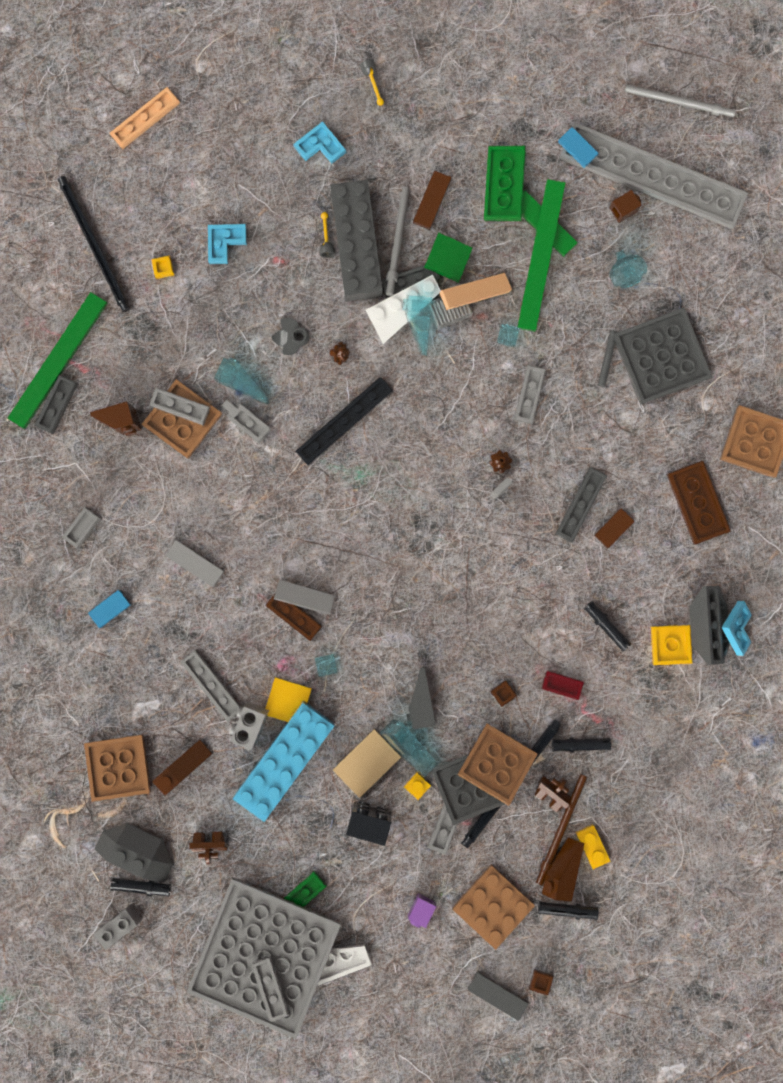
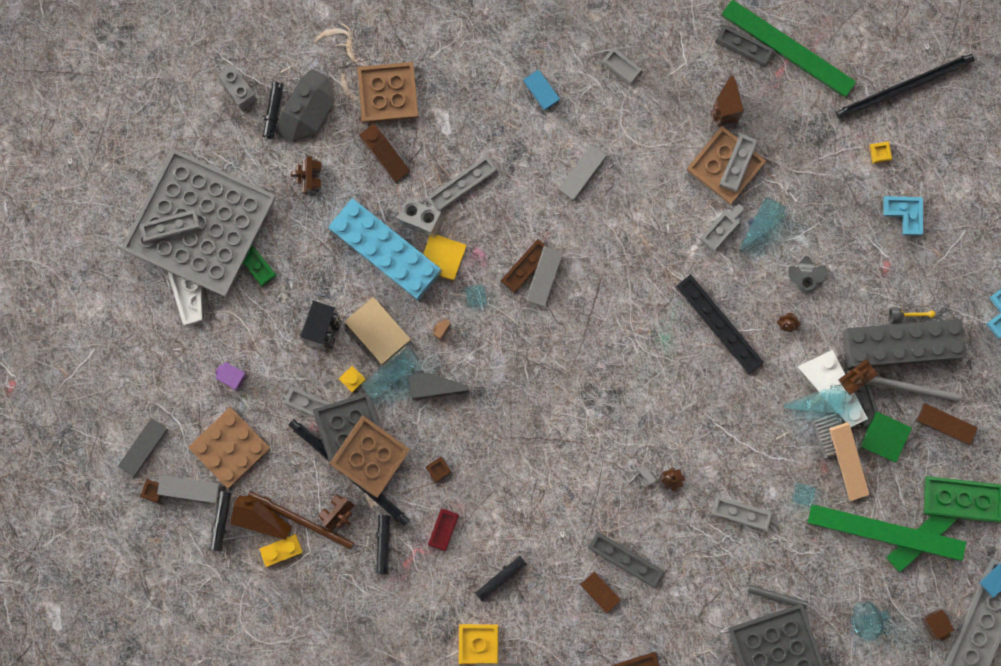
camera: 95 degrees right, 5 degrees down
(362, 698) = (441, 329): none -> medium nougat plate
(394, 282) = (858, 377): none -> reddish brown hips
(538, 946) = (187, 489): none -> light grey tile

